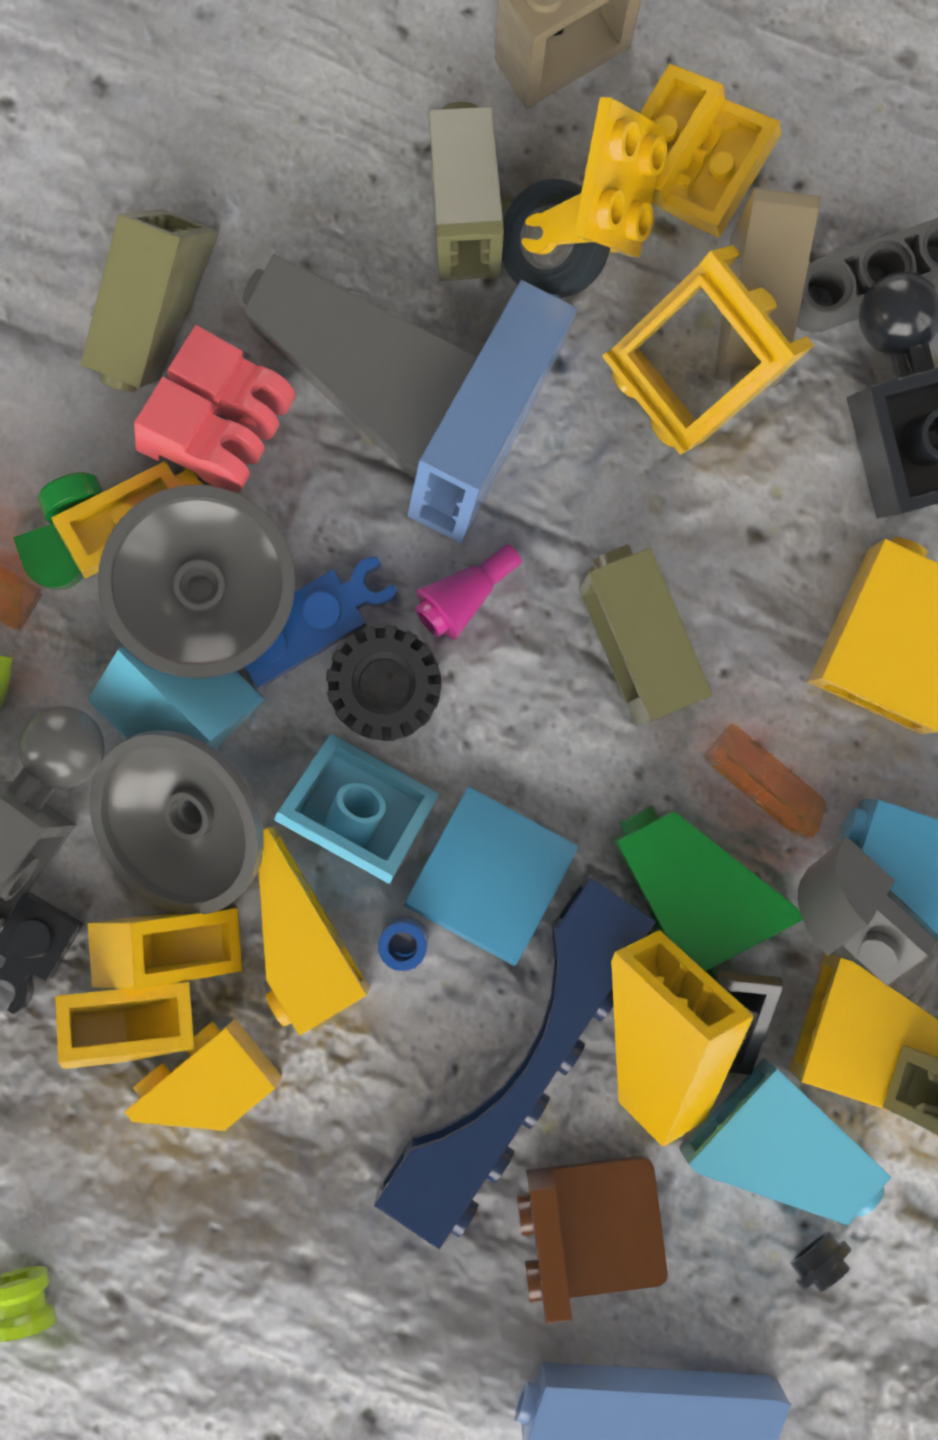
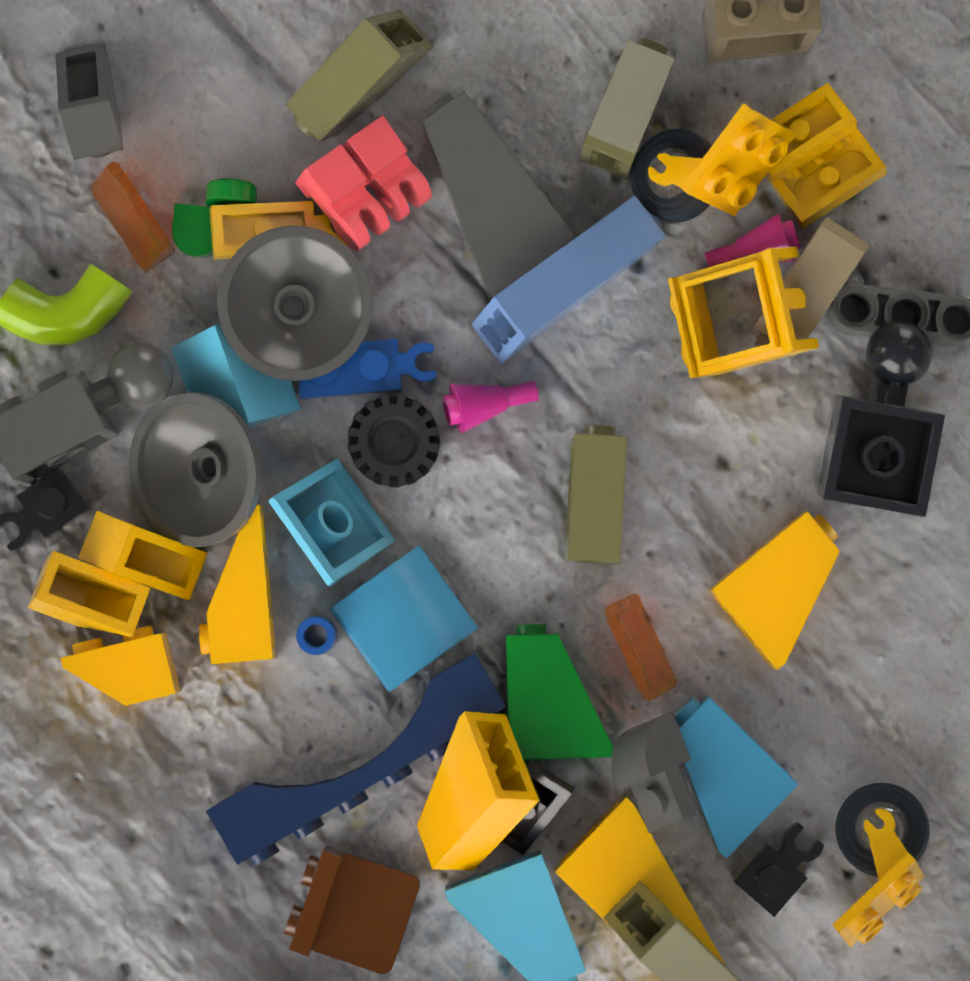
camera: 30 degrees right, 0 degrees up
(682, 261) = (770, 234): none -> dark pink cone

